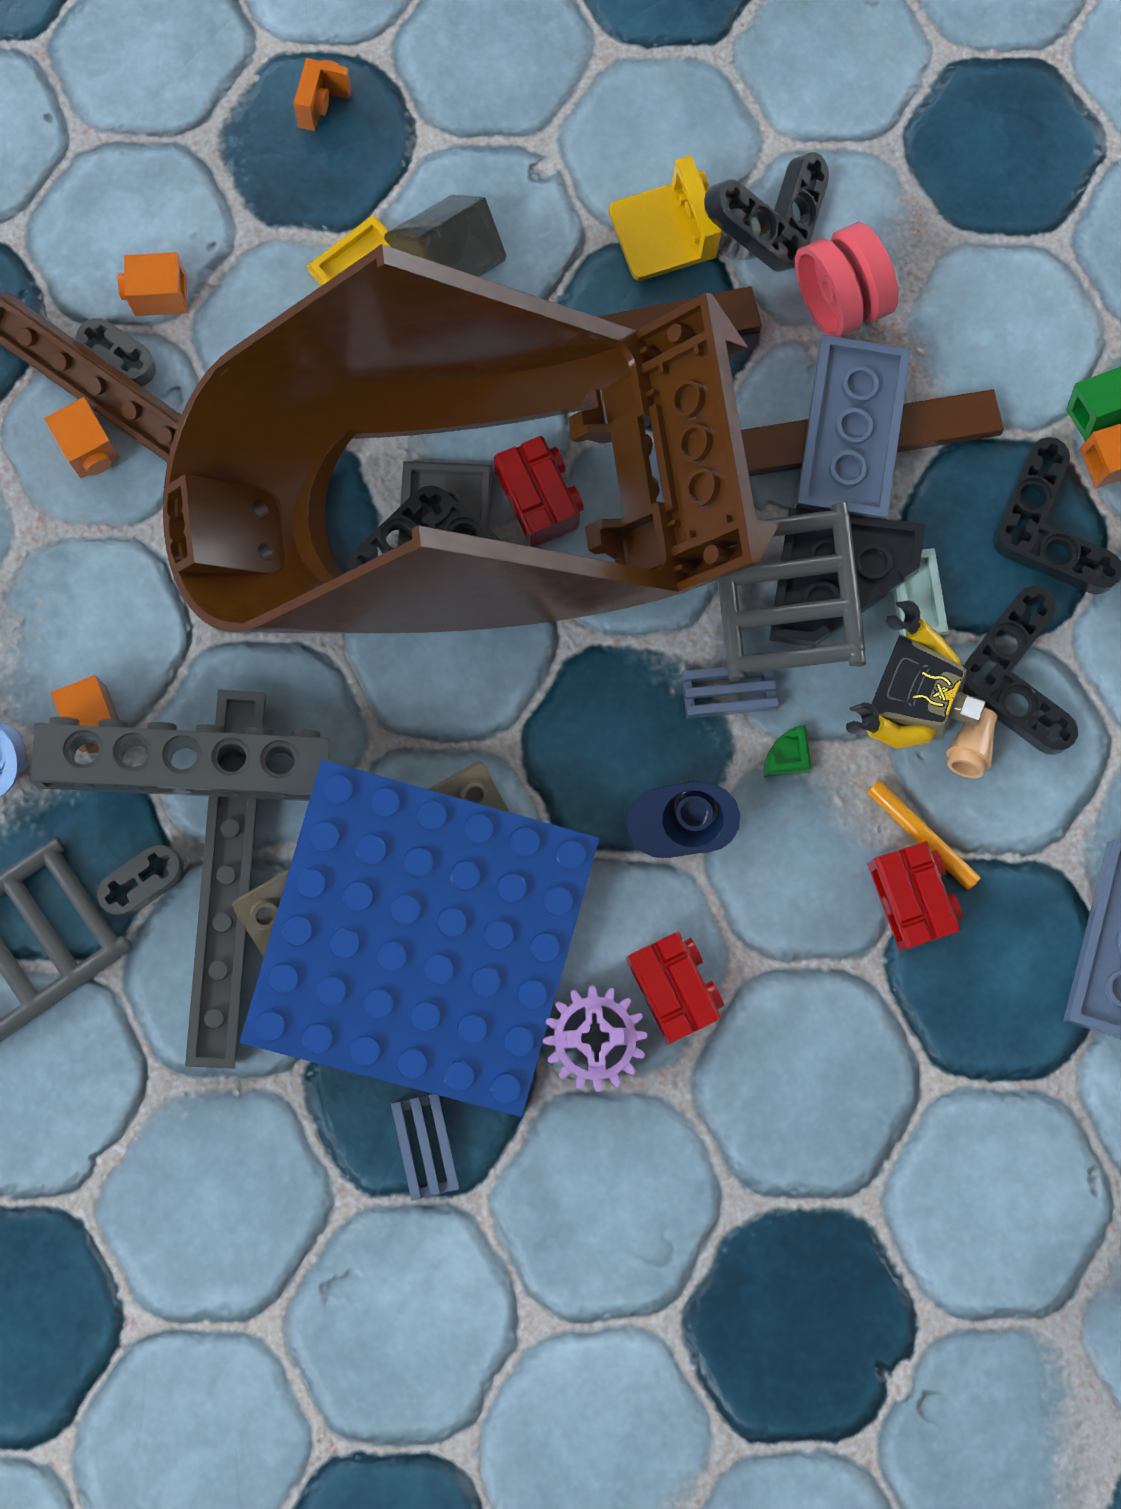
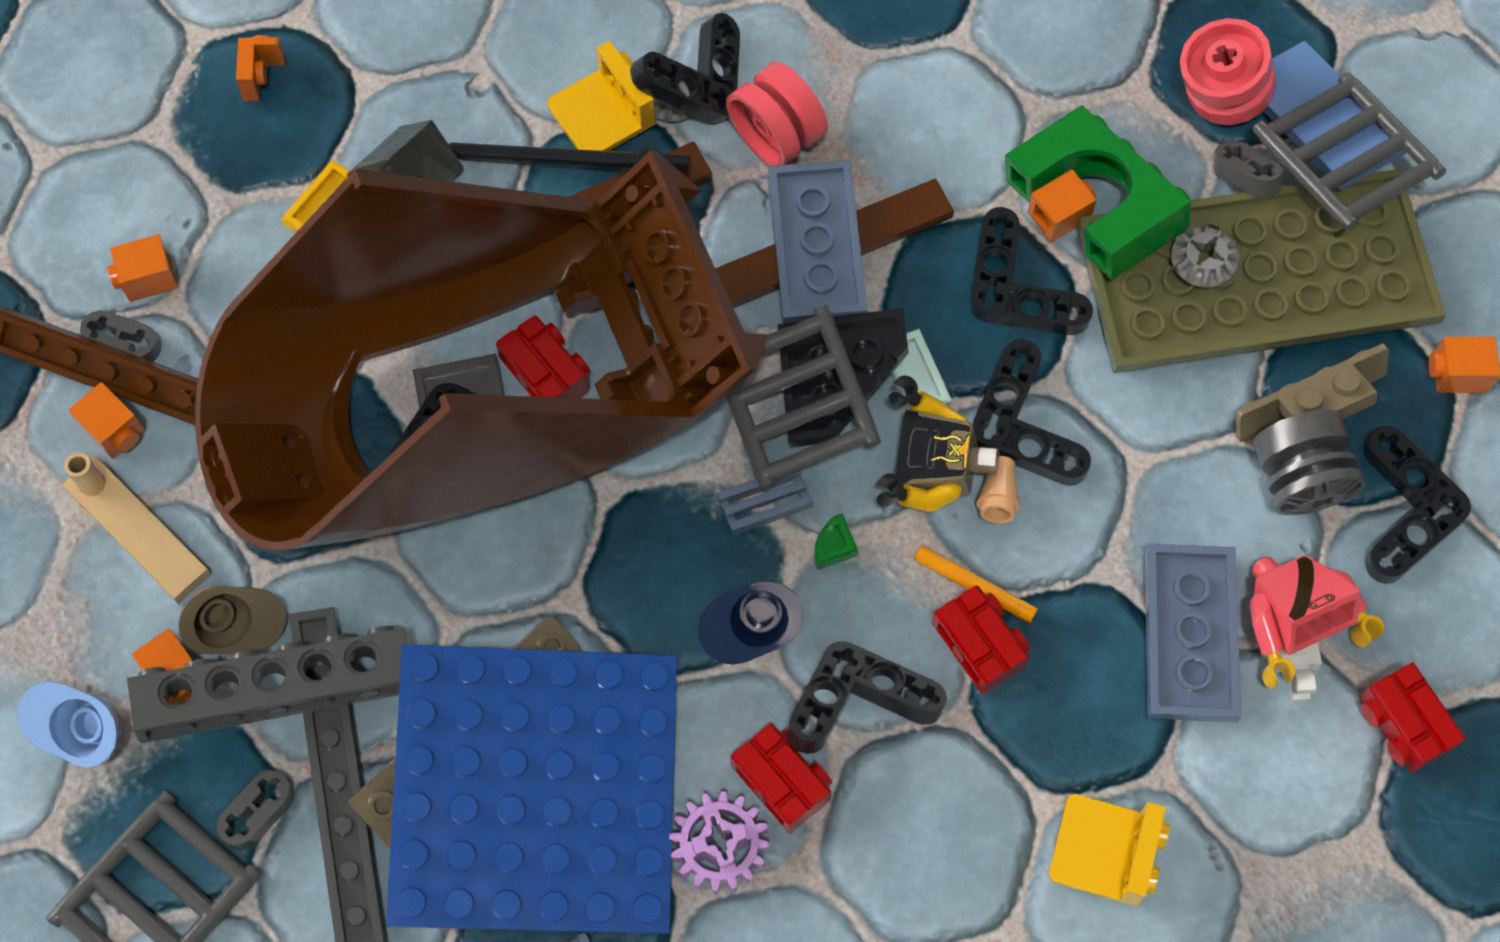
camera: 10 degrees left, 10 degrees down
(85, 555) = (133, 526): none -> tan piece
(158, 680) = (231, 620): none -> dark tan piece
(614, 270) = (561, 156): none -> black bar
(776, 906) = (858, 681): none -> black beam
(990, 1149) = (1109, 849): none -> yellow bracket

